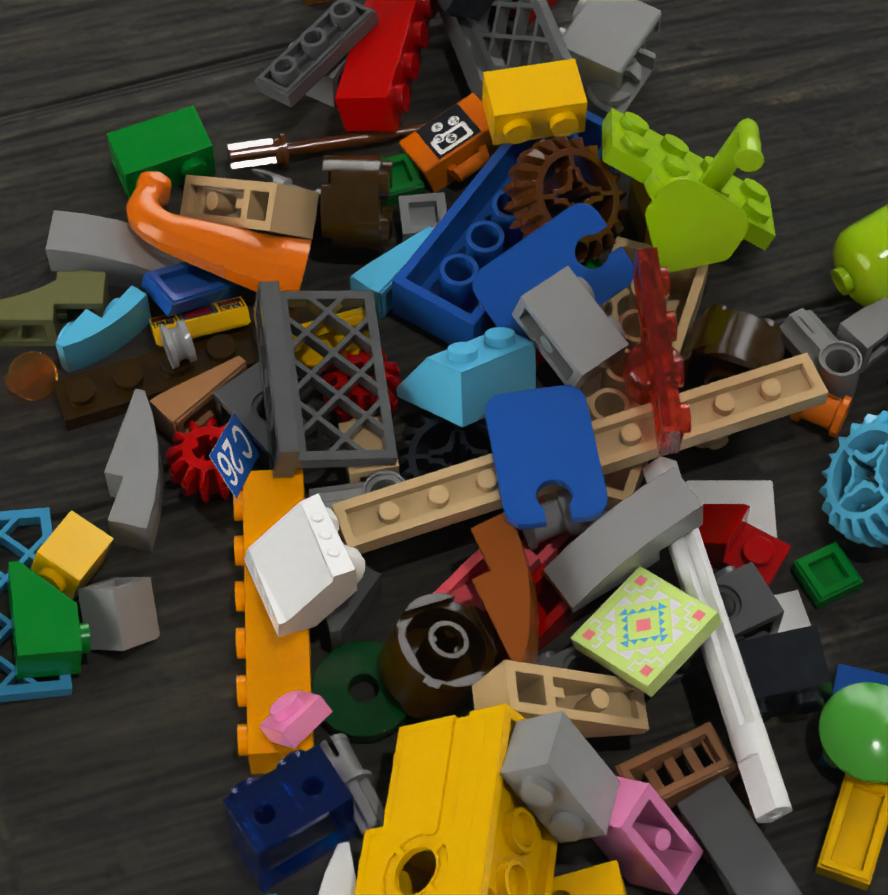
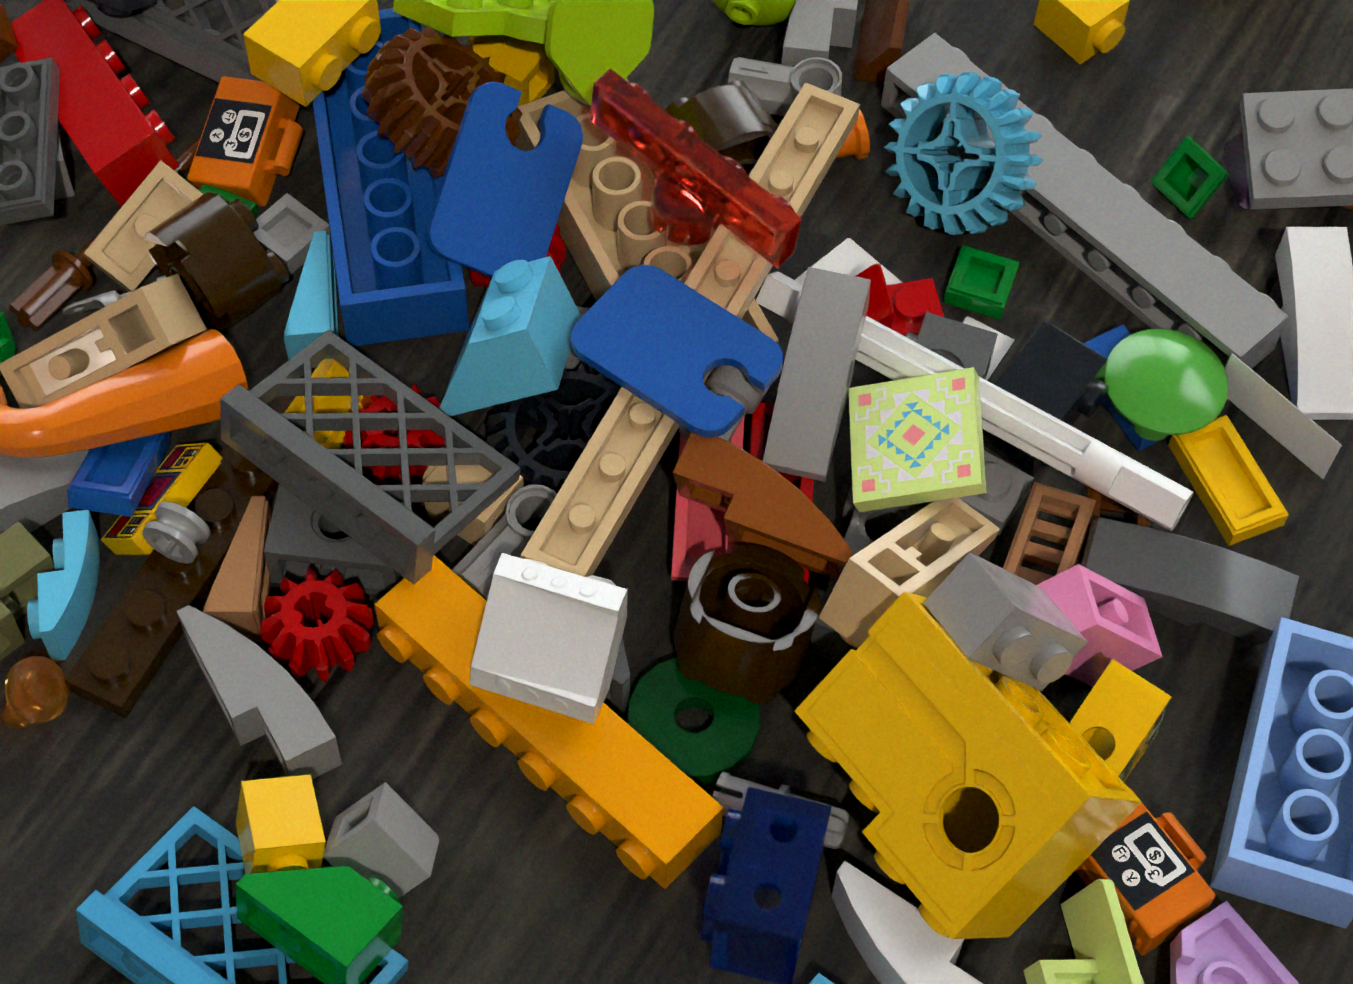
camera: 45 degrees left, 0 degrees up
(234, 455) = (363, 589): blue sticker -> none
(294, 717) = (689, 787): bright pink plate -> none
(359, 139) = (122, 245): none -> tan plate
(570, 327) = (576, 216): light grey brick -> none
(688, 706) = (1005, 491): none -> light grey plate

